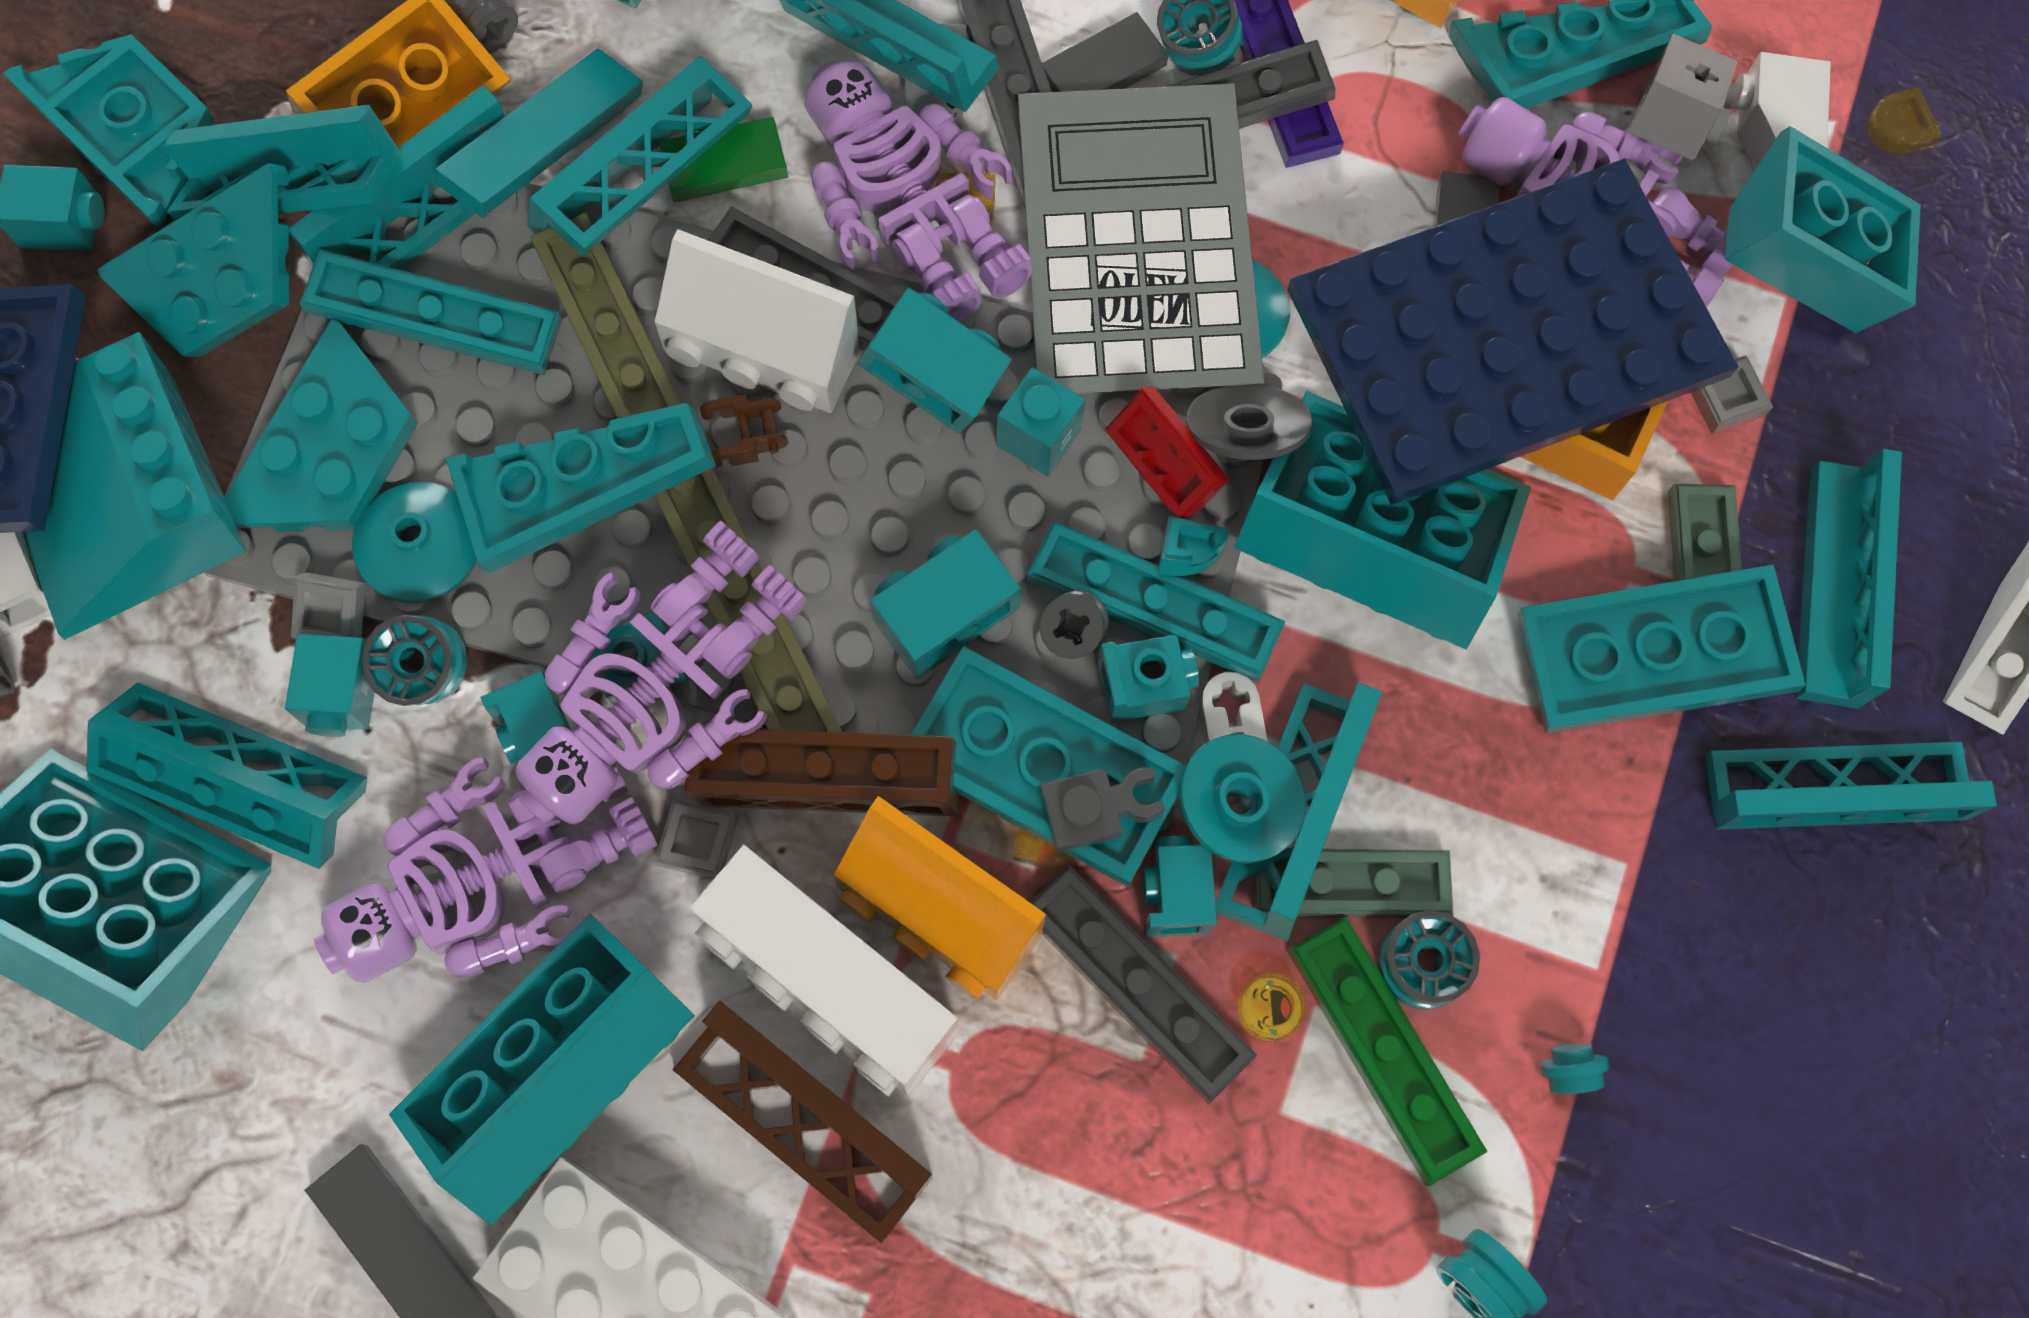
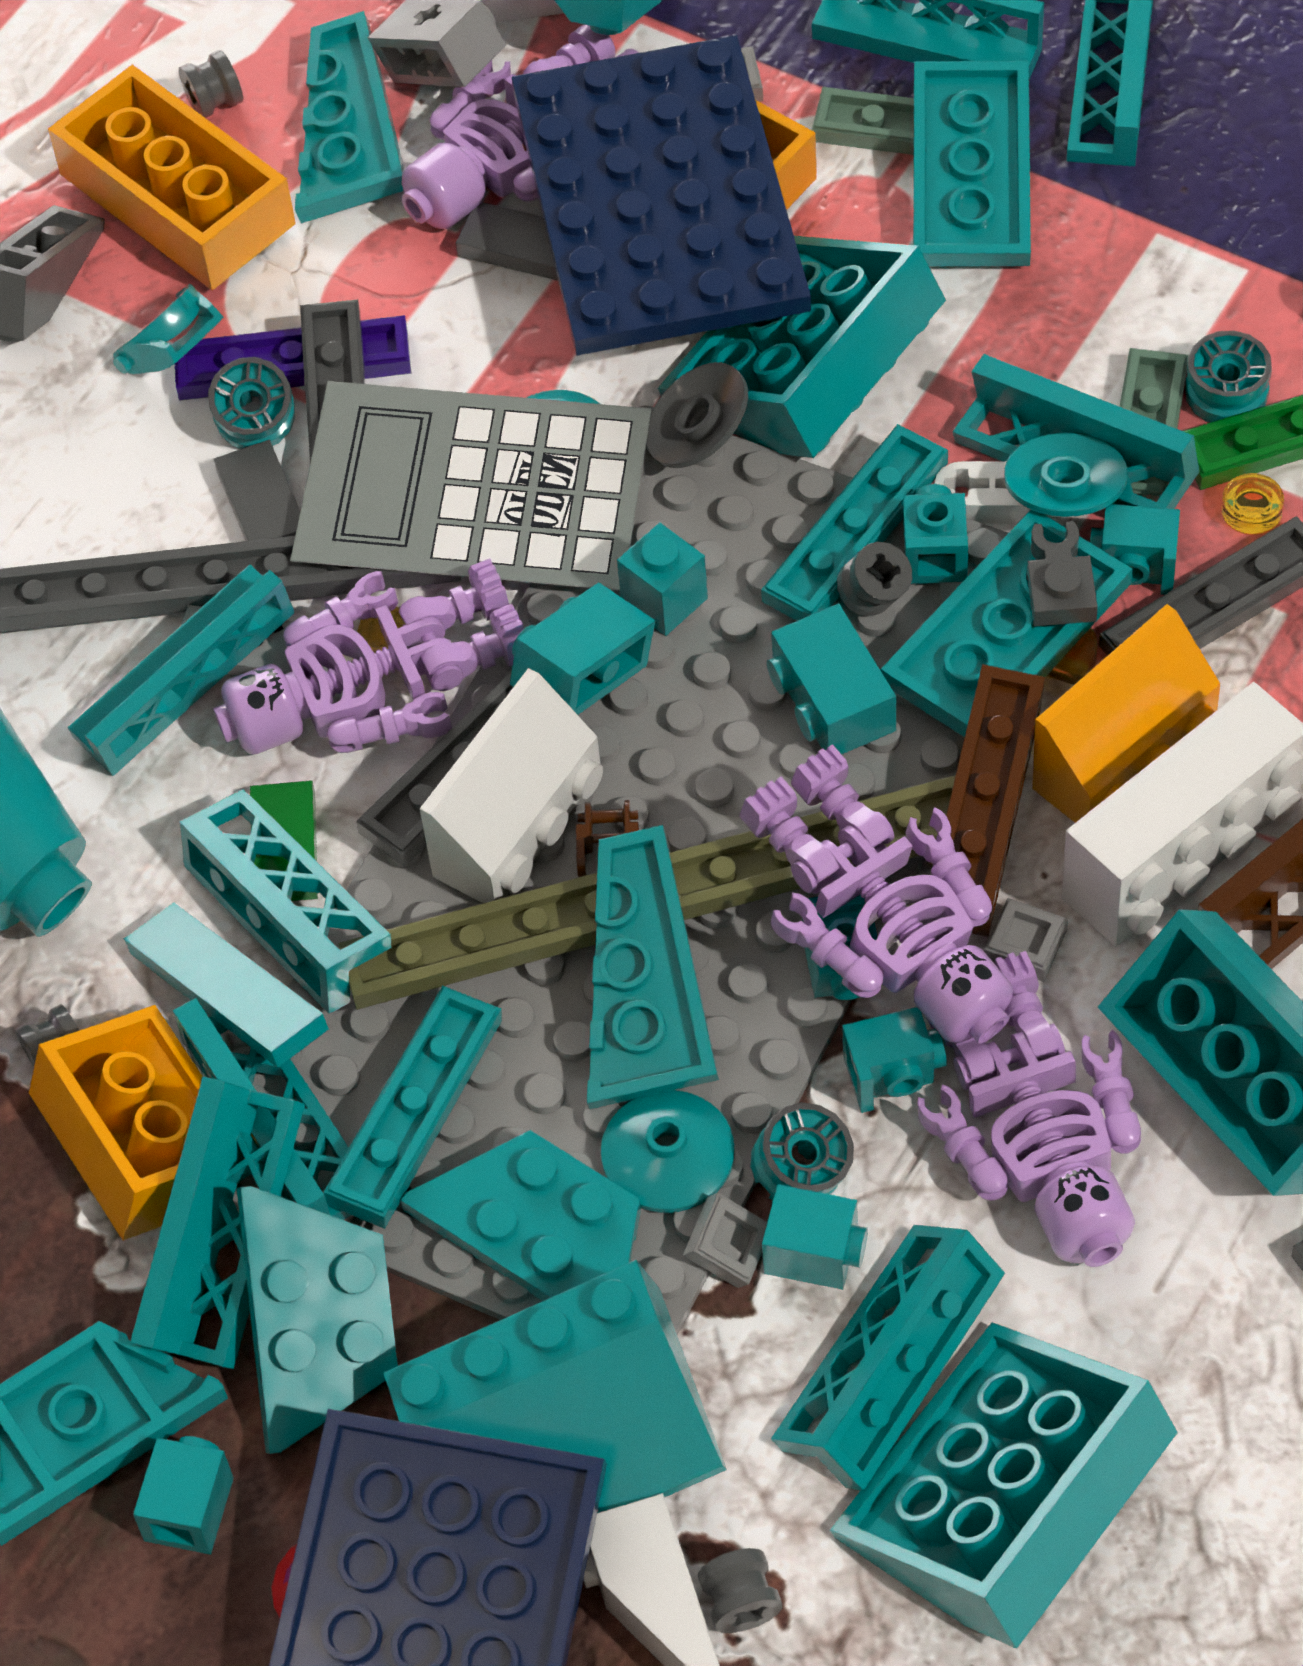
camera: 70 degrees left, 15 degrees down
(1166, 454) = (714, 486): red plate -> none
(1190, 547) = (808, 487): teal tile -> none

